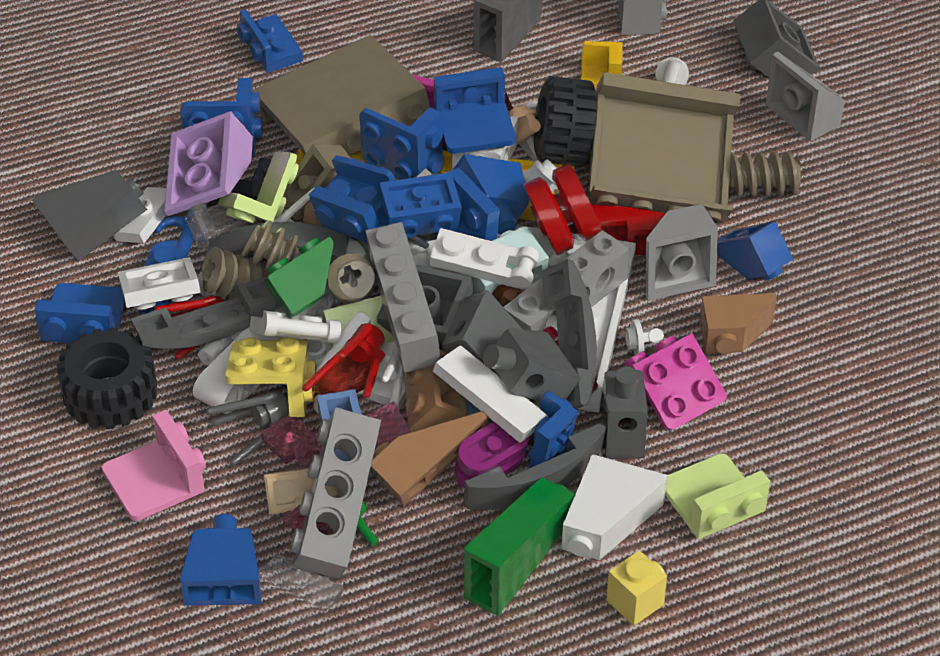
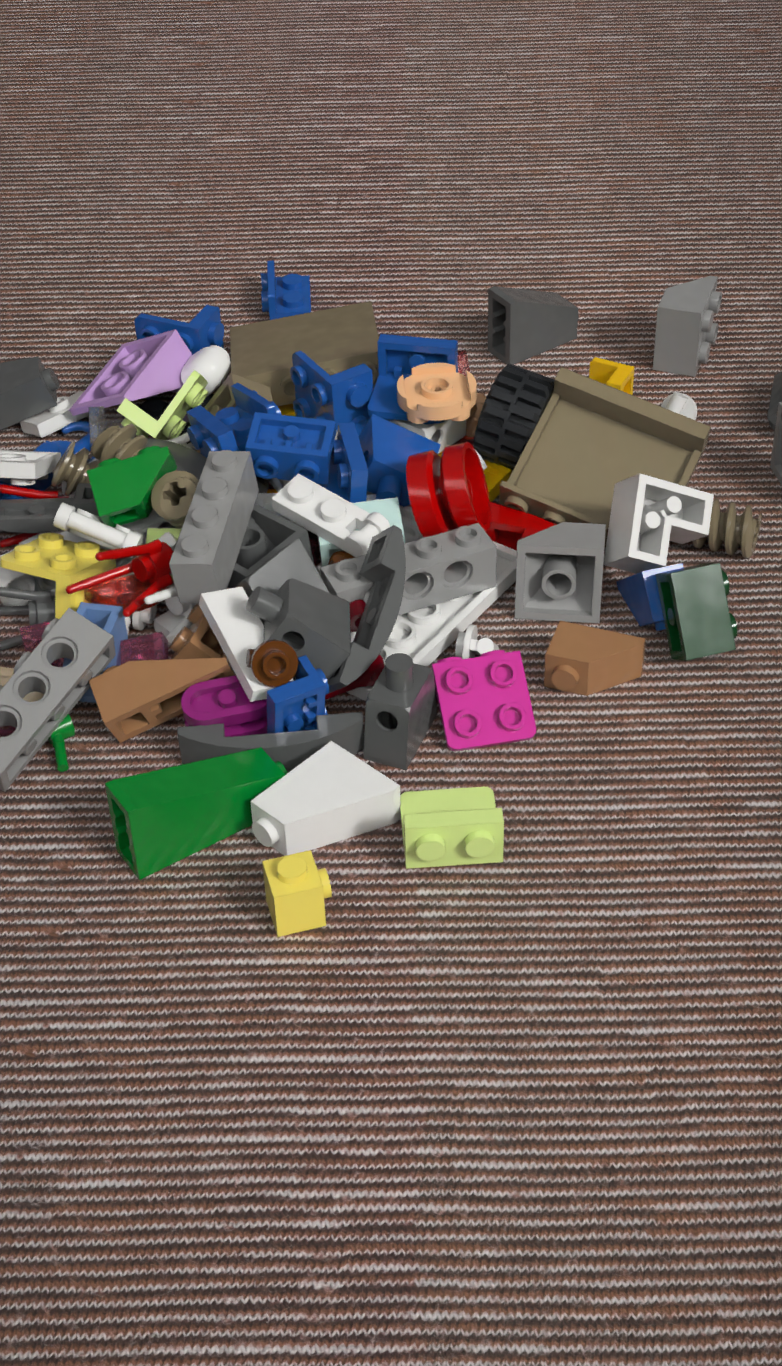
camera: 25 degrees right, 5 degrees down
(265, 139) = (211, 363): none -> white piece
(521, 117) = (436, 393): none -> light nougat plate
(530, 406) = (273, 662): none -> reddish brown plate
(732, 188) = (648, 516): none -> white brick
(800, 258) = (696, 611): none -> brick

